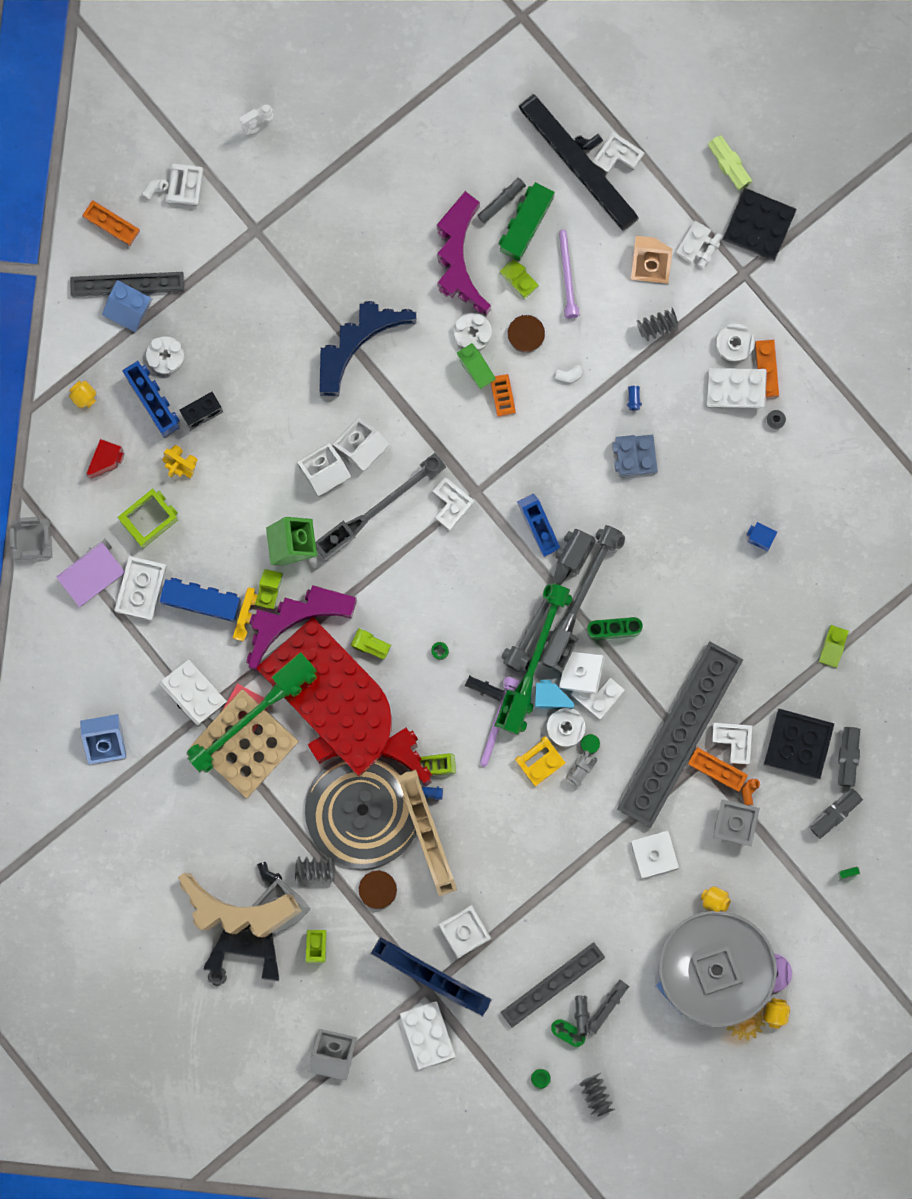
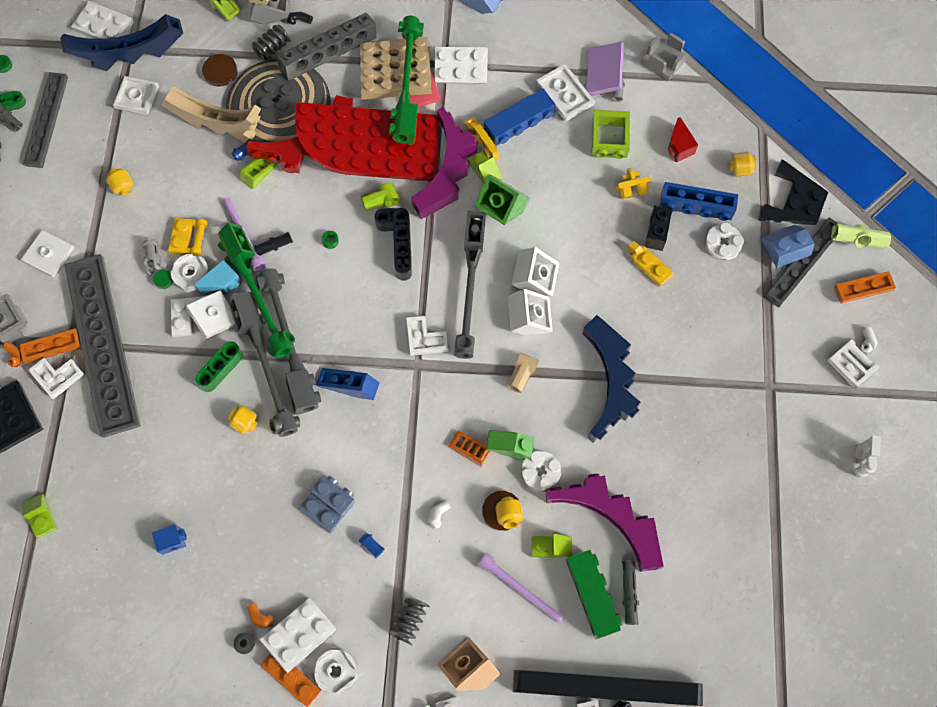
camera: 130 degrees right, 10 degrees down
(69, 257) = (861, 236): none -> yellowish green piece
(72, 325) = (803, 201): none -> black wing
(235, 394) = (649, 263): none -> yellow hinge
(278, 813) = (326, 46): none -> dark grey brick
(396, 592) = (400, 244): none -> black beam
(407, 410) = (523, 369): none -> tan piece
(525, 323) = (509, 512): none -> yellow head
(548, 859) = (119, 181): none -> yellow head
(635, 571) = (242, 419): none -> yellow head
(752, 423) = (259, 619): none -> orange arm

